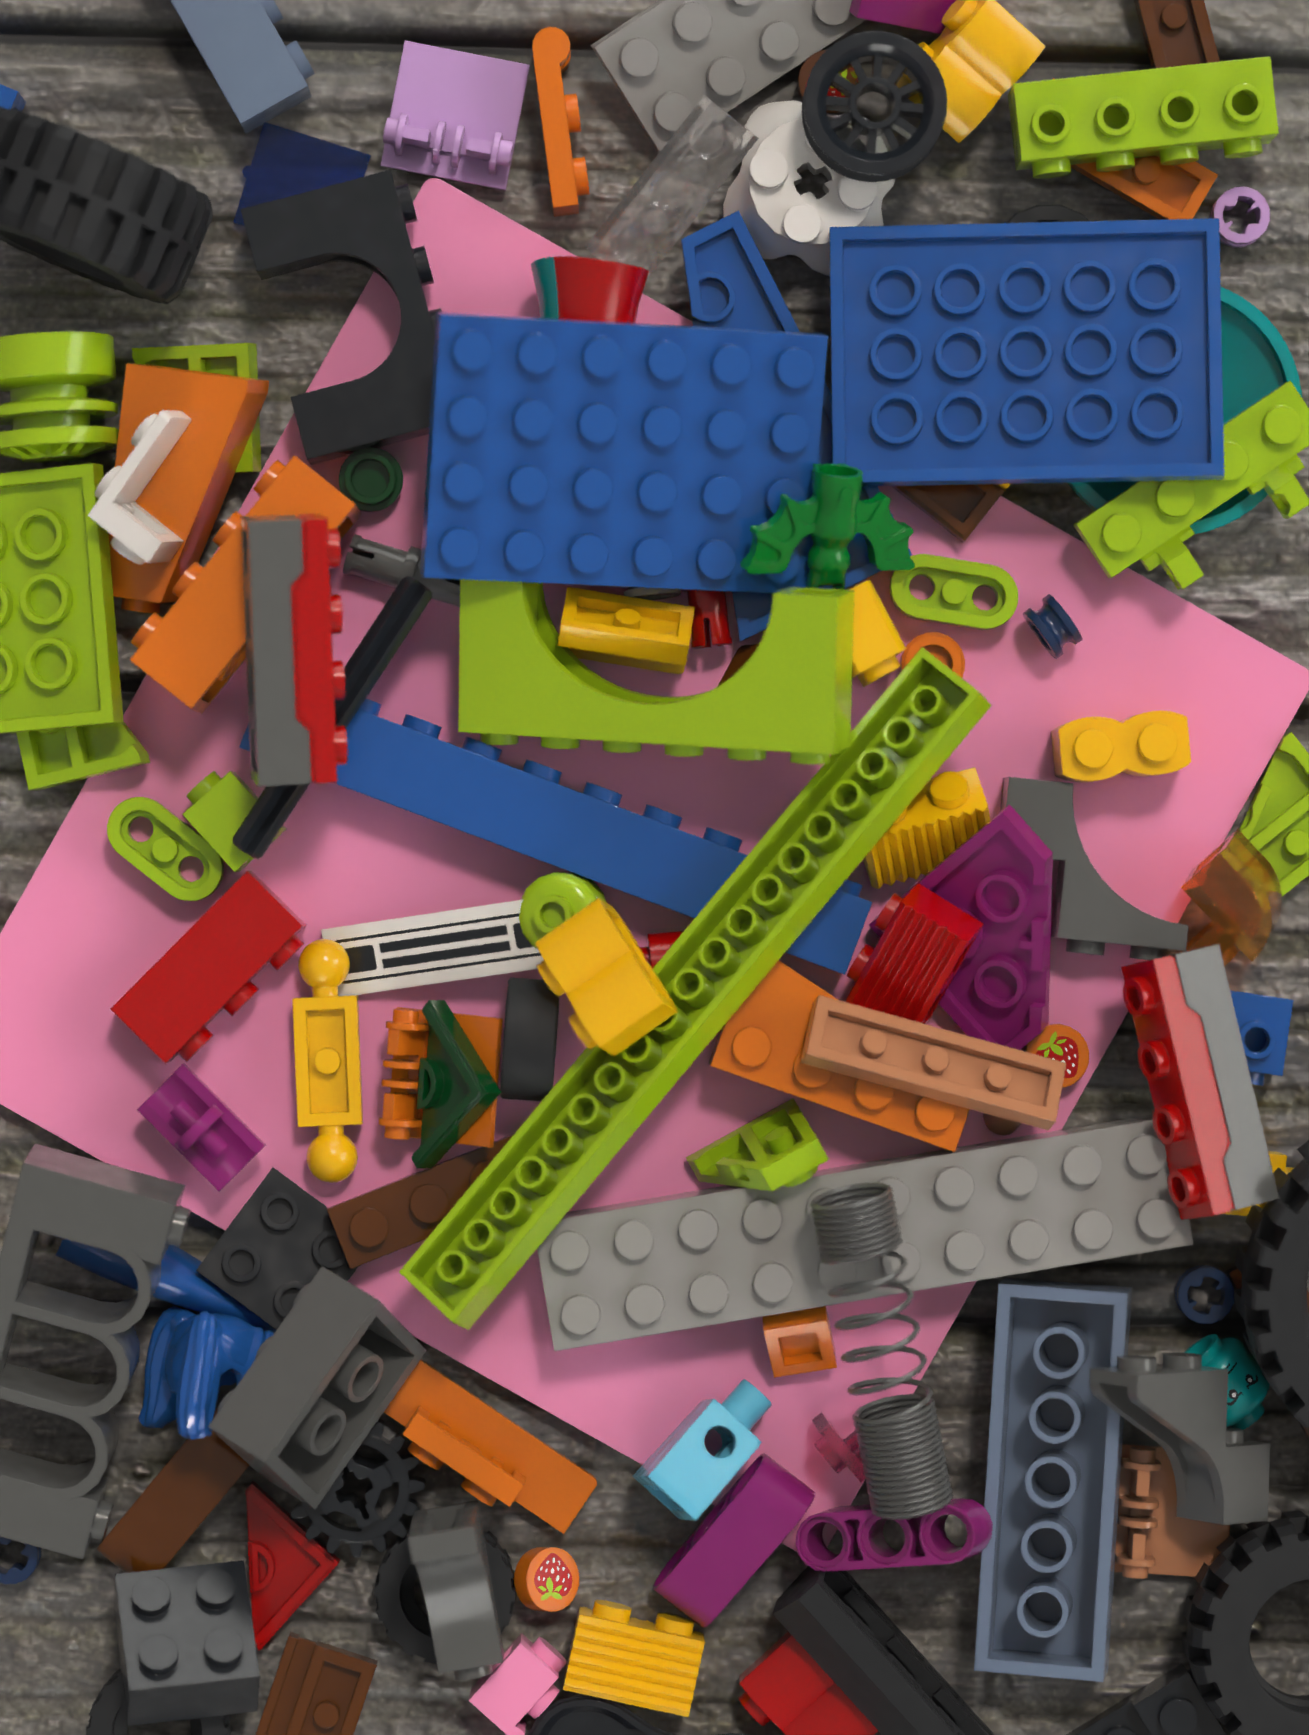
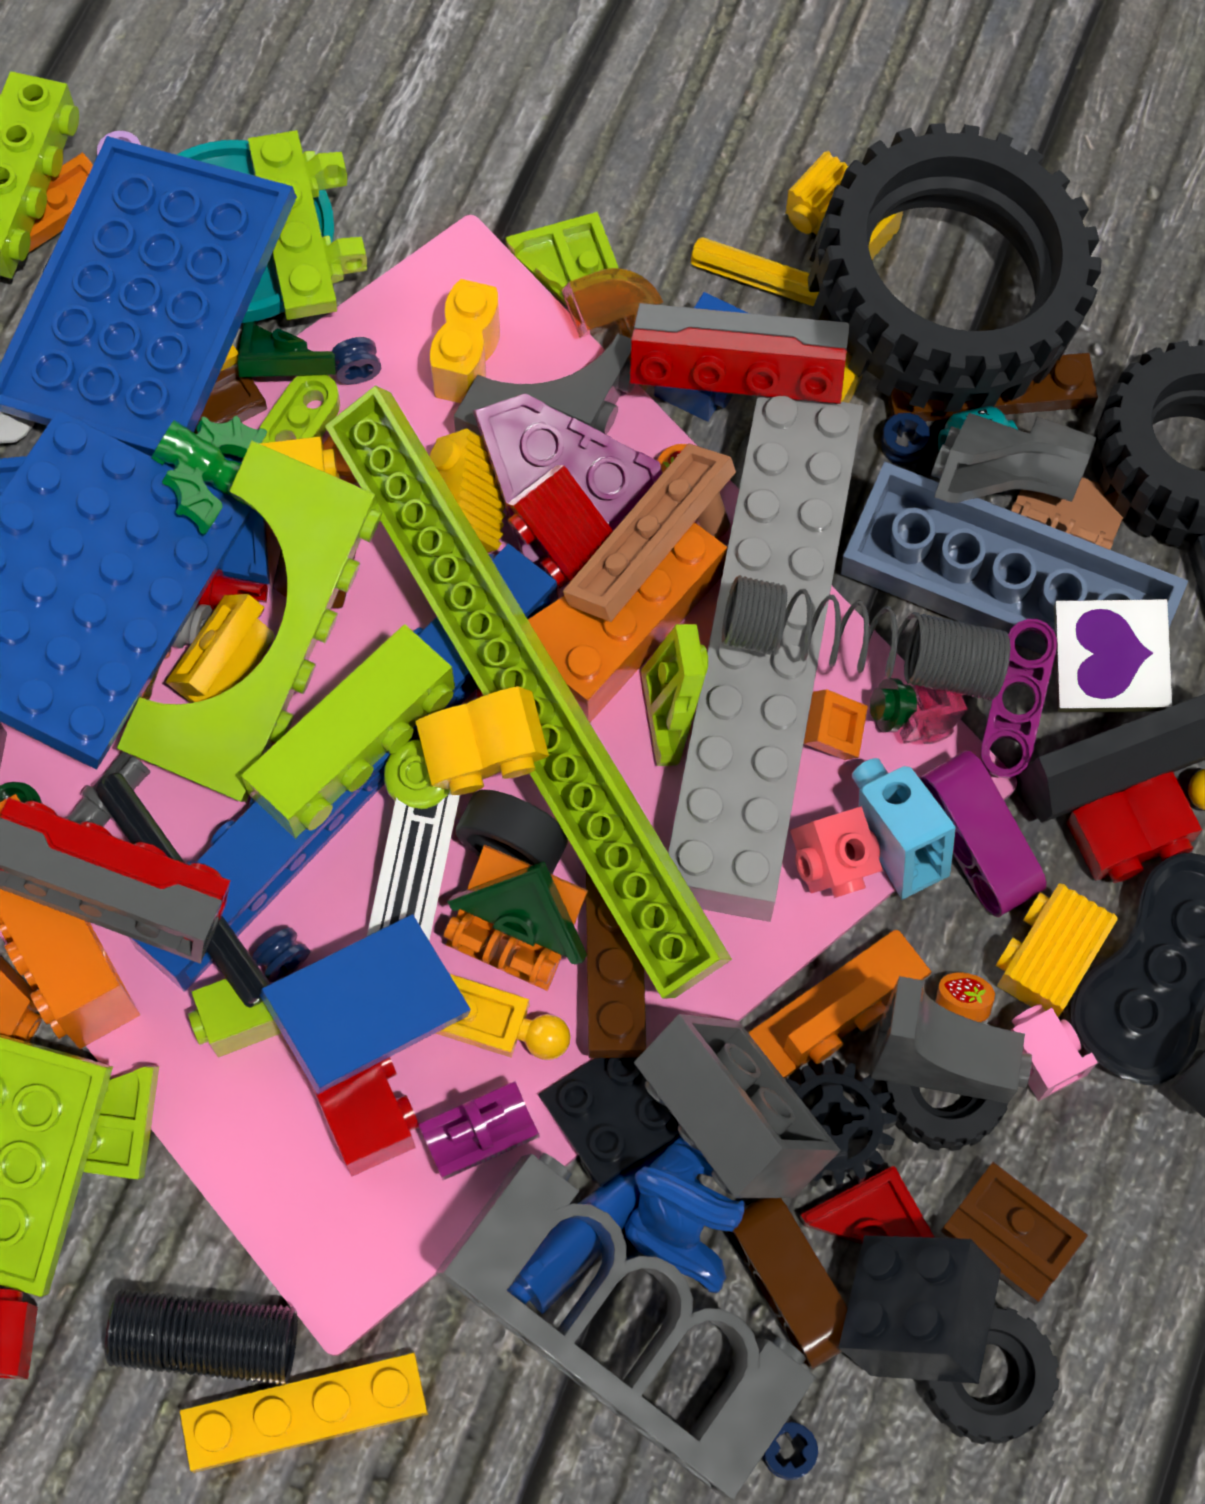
camera: 70 degrees left, 20 degrees down
(165, 850) = (234, 1076): lime plate -> none
(282, 961) = (364, 1003): none -> blue tile
(314, 840) = (281, 954): none -> dark blue bush
(571, 825) = (350, 732): none -> lime brick
(645, 1393) = (837, 852): none -> coral brick
(834, 1398) = (892, 704): none -> dark green plate
(980, 1624) = (1112, 656): none -> tile
(1024, 535) = (280, 354): none -> dark green tile

